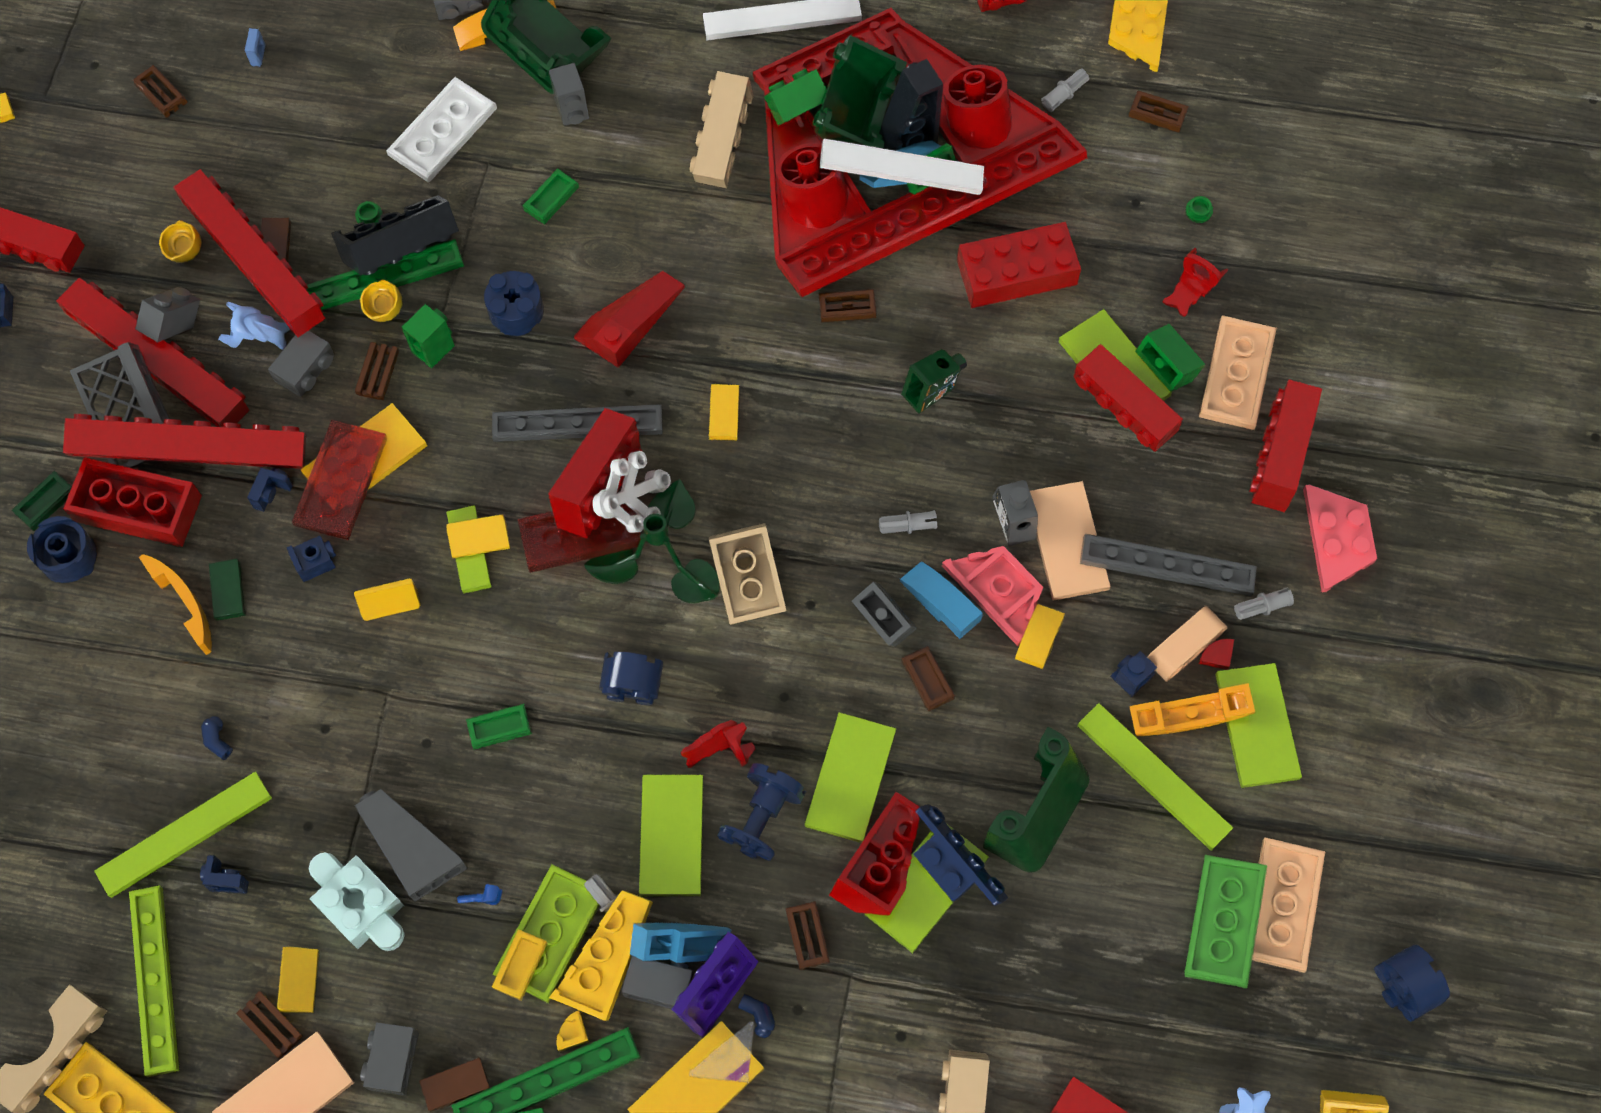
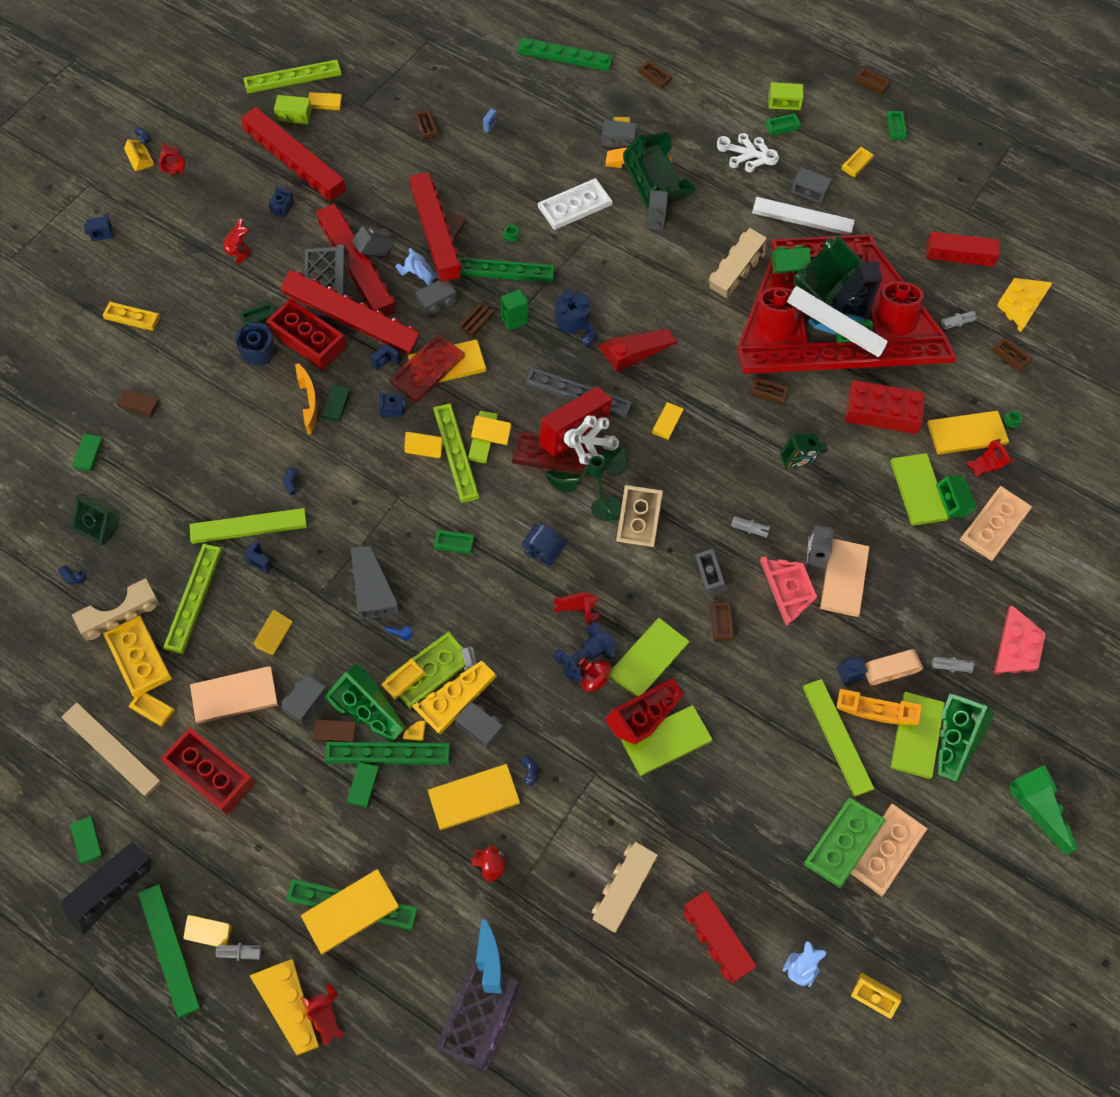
camera: 20 degrees right, 5 degrees down
(180, 242) = (399, 207): yellow hair -> none
(252, 1007) = (241, 636): reddish brown tile -> none
(356, 901) = (326, 603): light aqua brick -> none
(381, 301) = (496, 282): yellow hair -> none
(396, 235) = (522, 248): black wedge -> none
(440, 590) = (456, 453): none -> lime tile
(477, 1021) = (362, 699): none -> green wedge
(550, 196) = (620, 263): green tile -> none
(557, 328) = (591, 335): none -> dark blue arm
(671, 835) = (526, 645): lime tile -> none
(675, 941) = (503, 706): dark azure slope -> none
(715, 985) = (512, 739): dark purple plate -> none
(730, 1059) = (501, 788): clear tile -> none
(787, 836) = (594, 674): none -> red piece
(813, 961) = (578, 754): reddish brown tile -> none
(942, 599) = (751, 579): dark azure slope -> none
(951, 861) = (688, 733): dark blue bracket -> none
(1030, 838) = (745, 737): dark green windscreen -> none
(1040, 636) = (802, 624): yellow slope -> none
(1127, 398) = (918, 508): red brick -> none
(1145, 254) = (967, 432): none -> yellow tile
(1168, 565) = (902, 617): dark grey tile -> none
(1218, 654) = (910, 682): red tile -> none
(1285, 445) = (1006, 575): red brick -> none
(1315, 695) = (961, 733): none -> green wedge
(1412, 982) = (949, 930): dark blue brick -> none
(1447, 742) = (1036, 796): none -> green wedge

